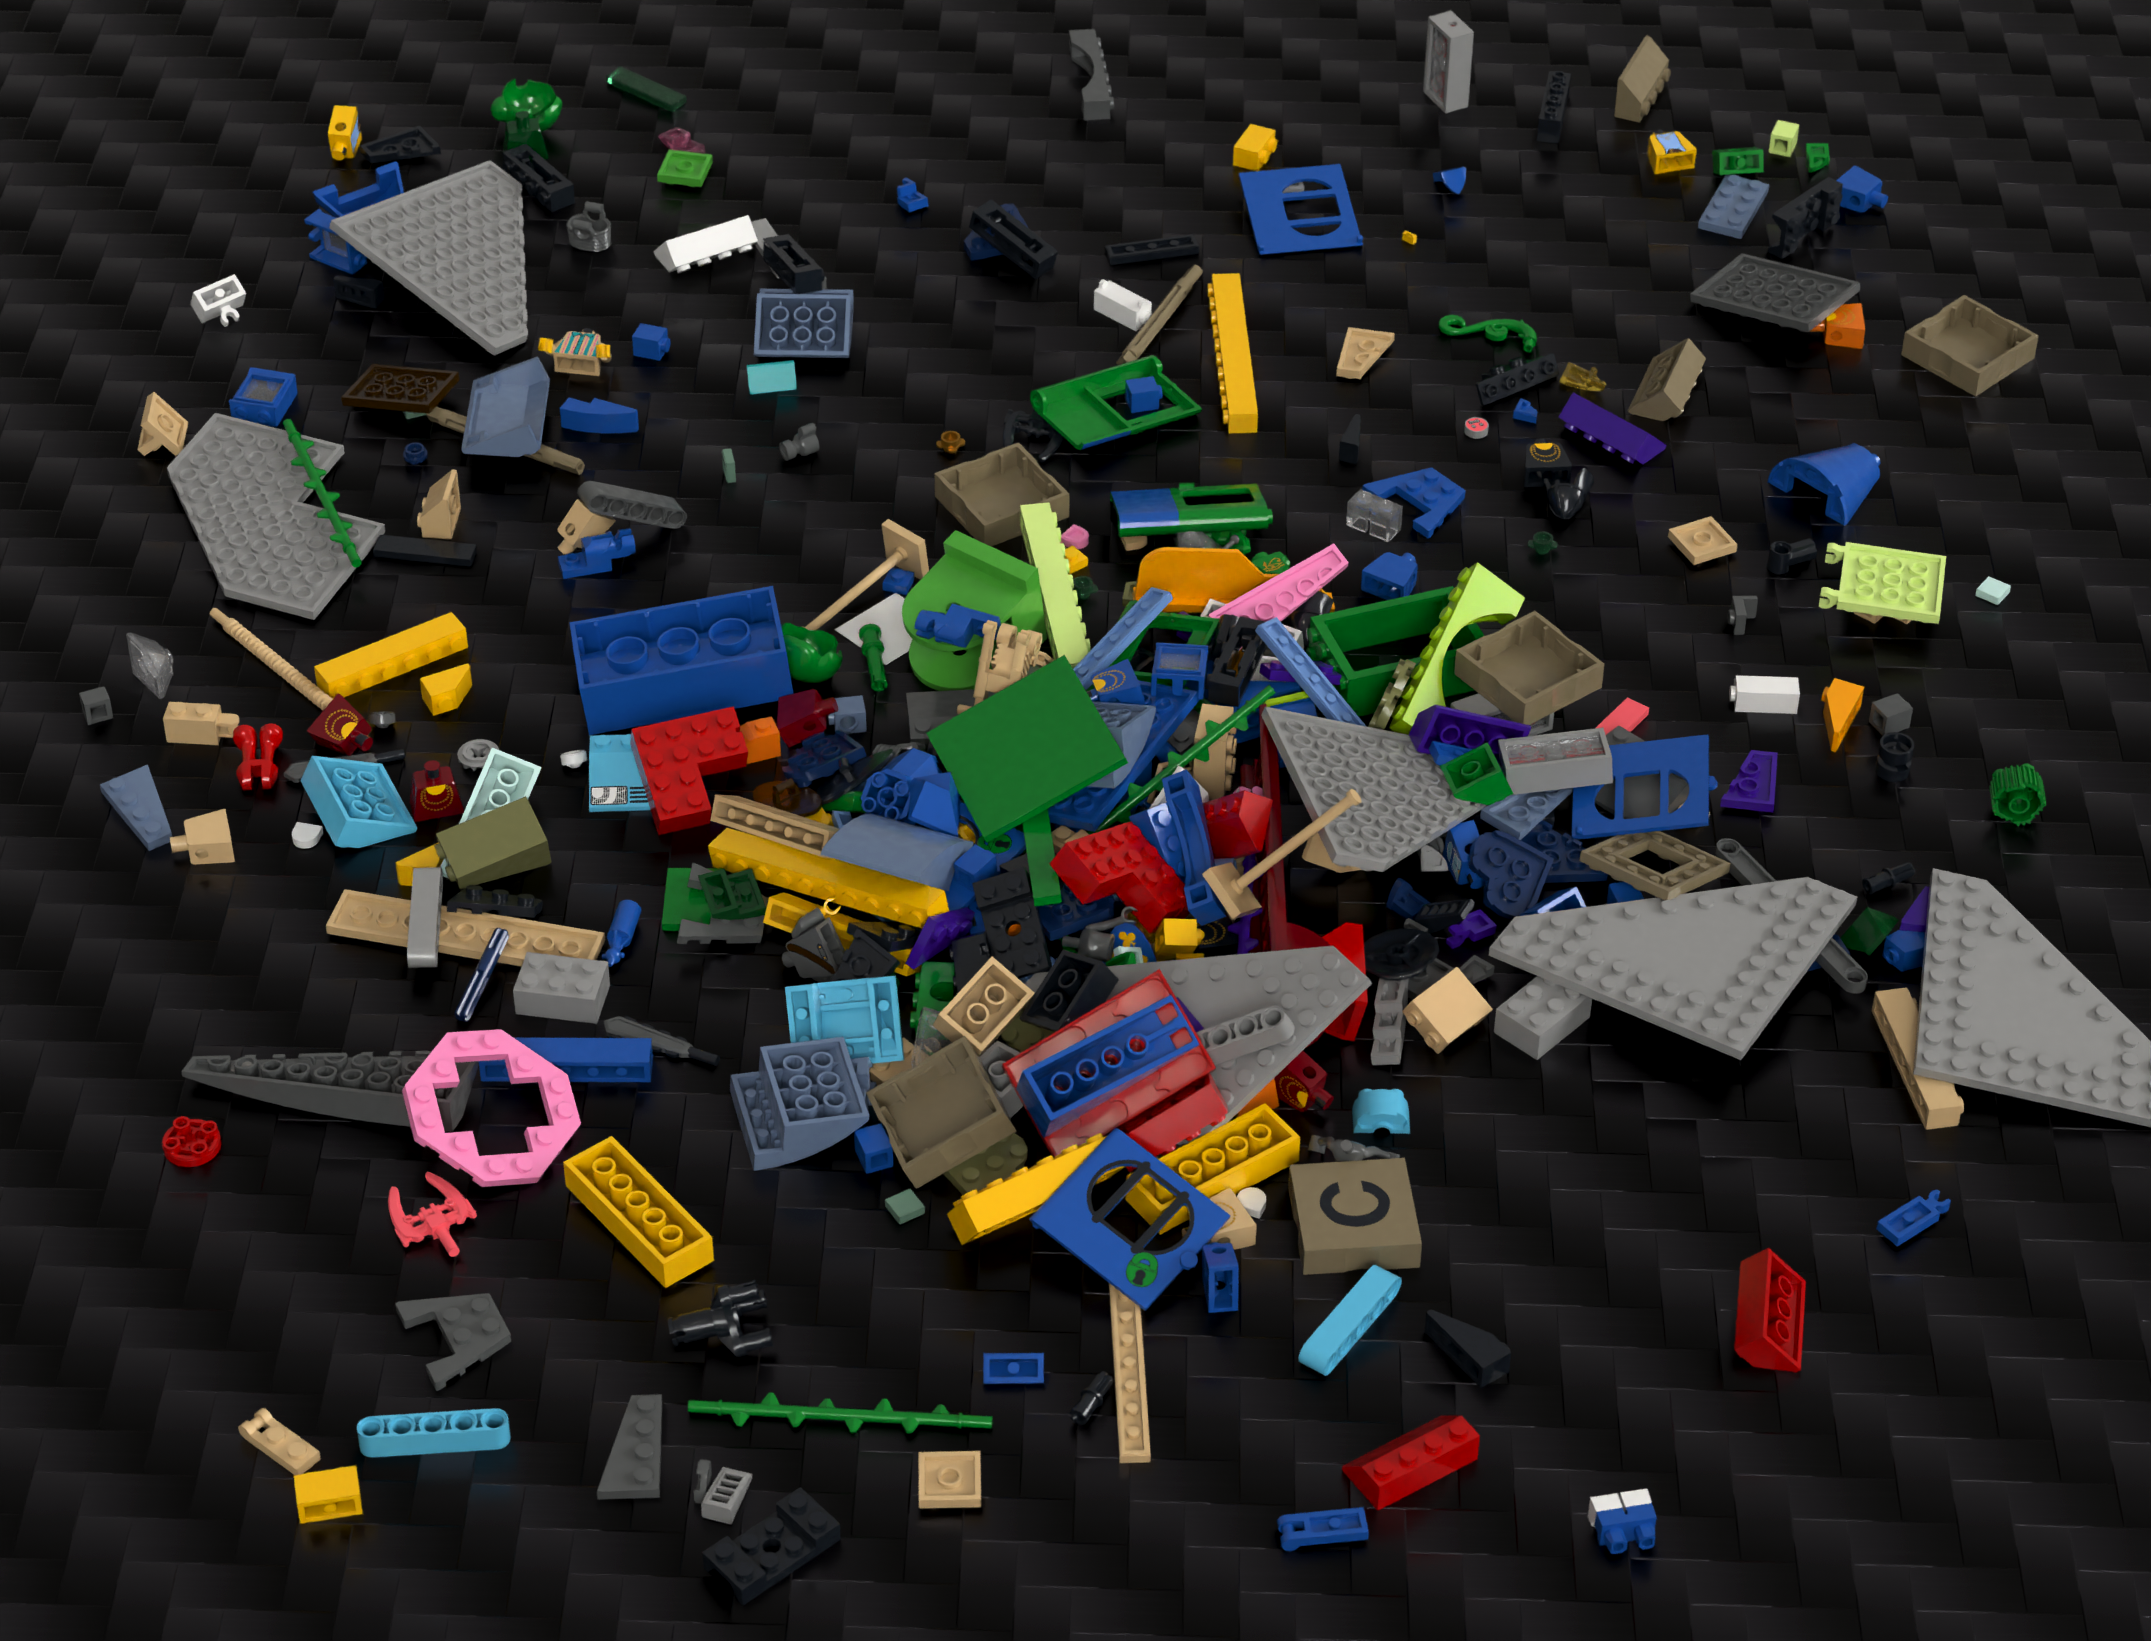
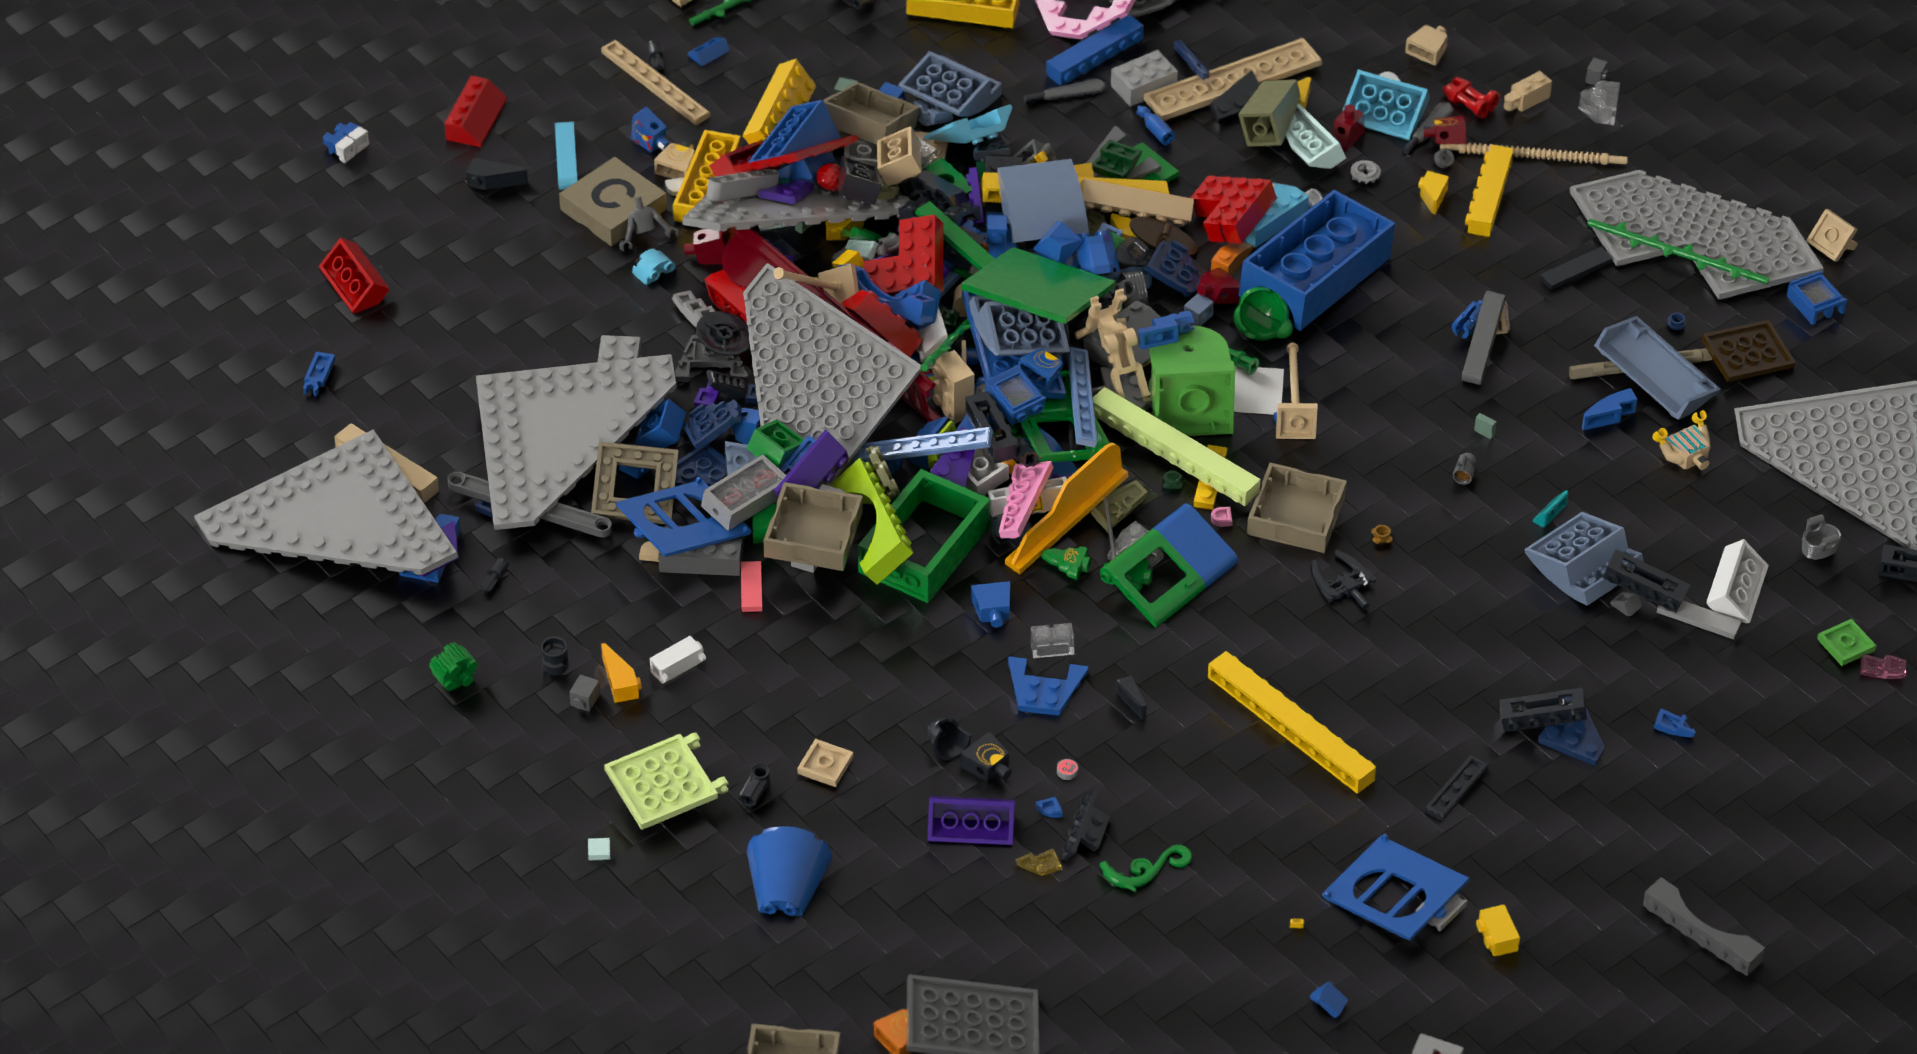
camera: 140 degrees right, 5 degrees up
(139, 806) = (1502, 46): sand blue wing -> none
(425, 917) = (1252, 58): light grey beam -> none
(441, 508) = (1597, 287): tan slope -> none
(650, 342) = (1659, 484): blue brick -> none
(1085, 419) = (1316, 600): green piece -> none
(1121, 305) = (1408, 713): white brick -> none
(1124, 1264) = (746, 98): blue door -> none
(1143, 394) = (1307, 645): blue brick -> none
(1160, 315) = (1377, 725): dark tan piece -> none
(1322, 1527) = (488, 62): blue plate -> none
(1361, 351) = (1211, 782): tan wing -> none
(1446, 1010) = (667, 328): tan panel -> none
(1542, 543) = (927, 696): clear green plate -> none
(1668, 382) = (973, 889): dark tan slope -> none
(1741, 608) = (748, 714): dark grey bracket -> none
(1754, 784) = (628, 591): dark purple wing -> none
(1868, 931) = (470, 520): dark green slope -> none

